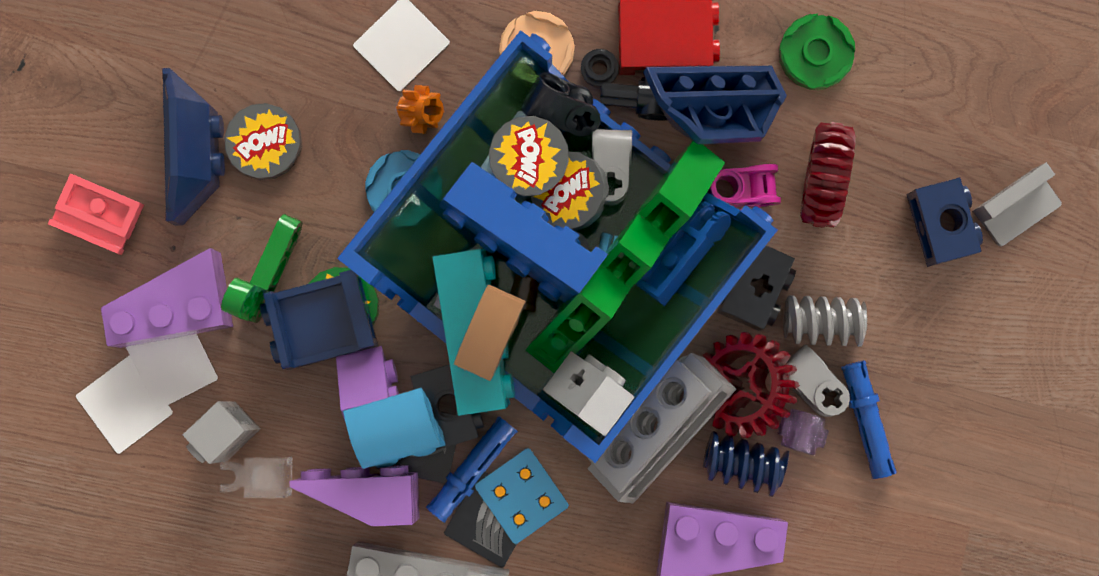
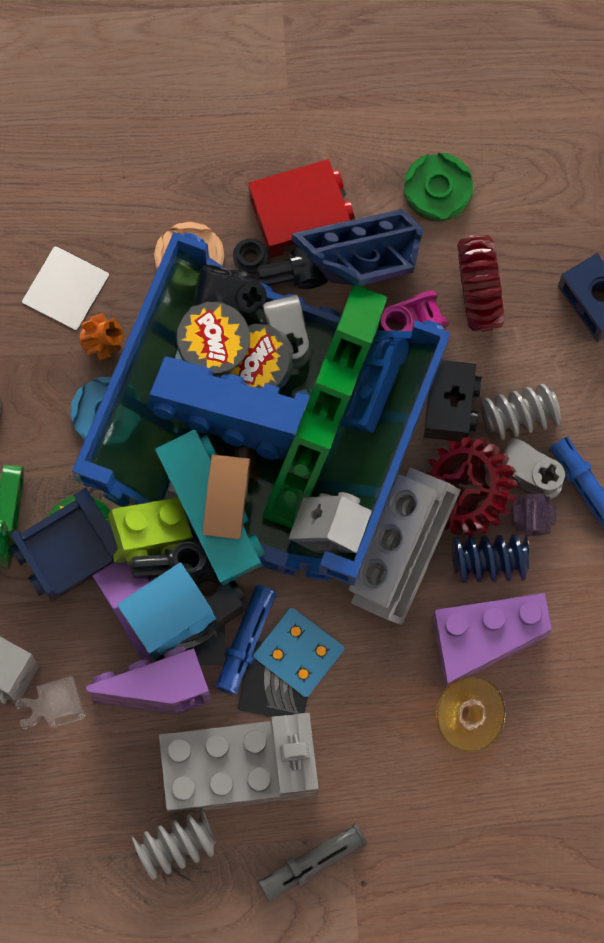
camera: 20 degrees left, 10 degrees down
(404, 333) = (148, 528): none -> lime bracket
(410, 377) = (156, 565): none -> black axle

